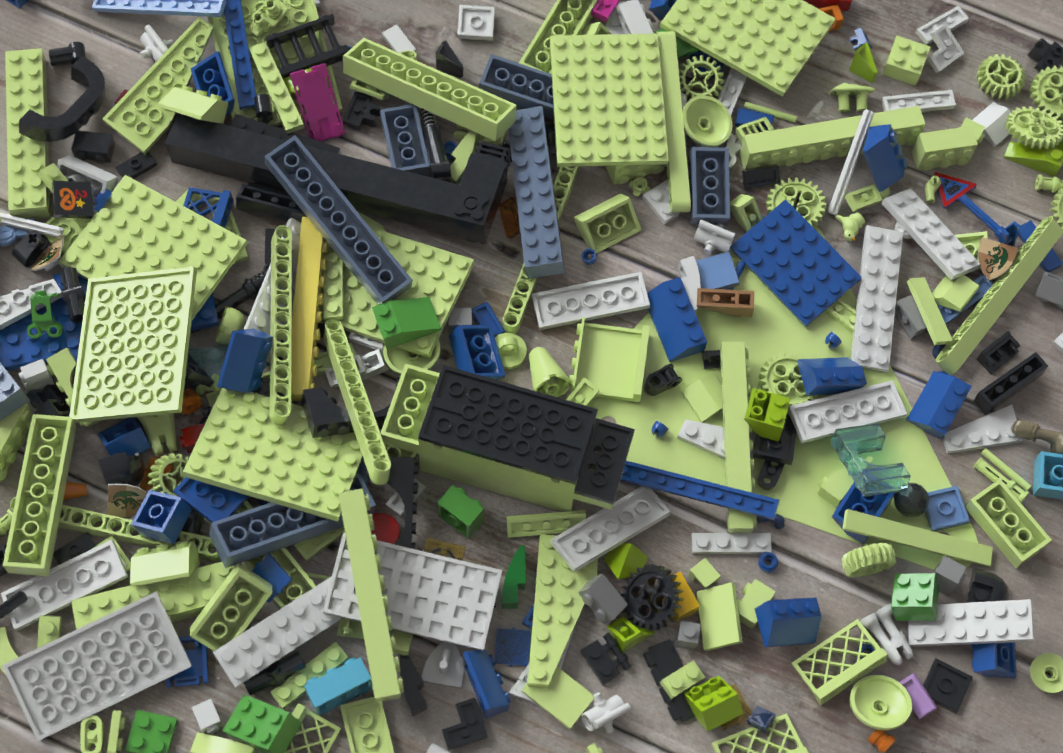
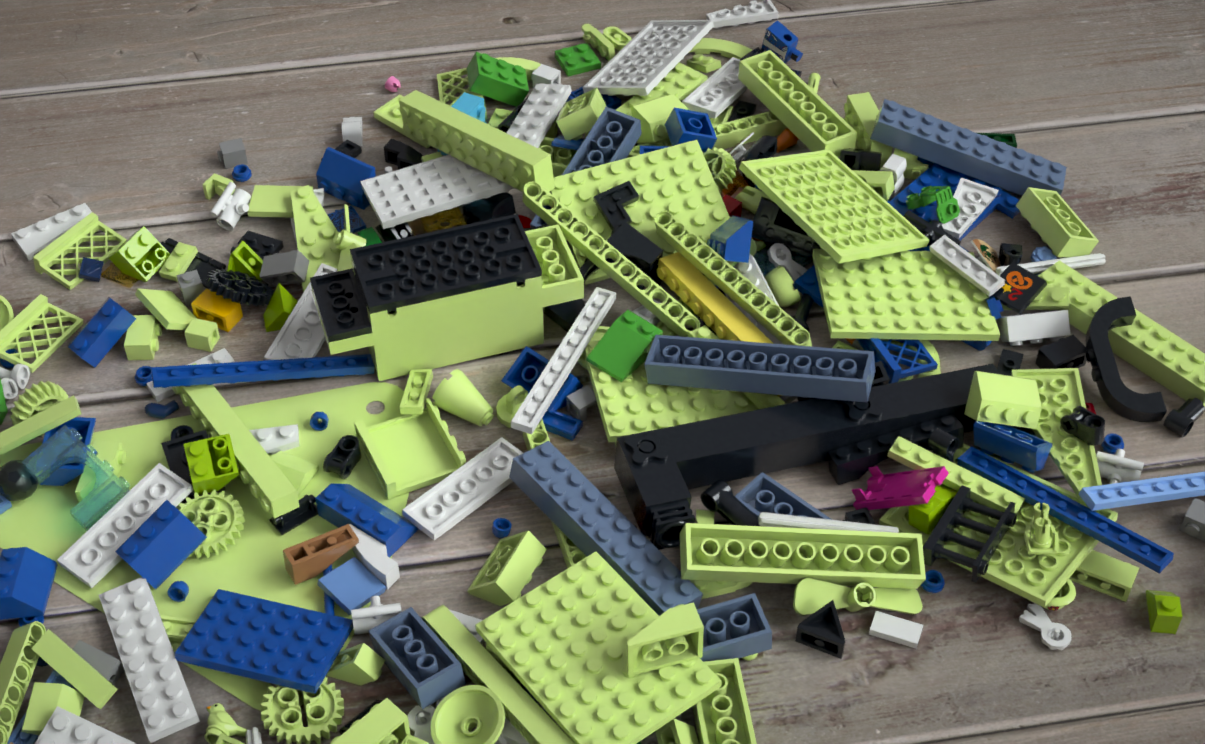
camera: 150 degrees right, 20 degrees down
(88, 236) = (967, 265): none -> white plate
(135, 64) = (1112, 443): none -> blue plate
(158, 64) = (1084, 425): none -> black piece
(204, 351) = (781, 255): none -> white piece
(303, 457) = (612, 203): none -> black plate
(390, 104) = (792, 521): none -> white axle
(458, 336) = (563, 361): none -> white plate
(475, 22) = (835, 701): white plate -> none
(551, 550) = (345, 241): none -> yellowish green piece
(572, 56) = (667, 641): none -> yellowish green slope

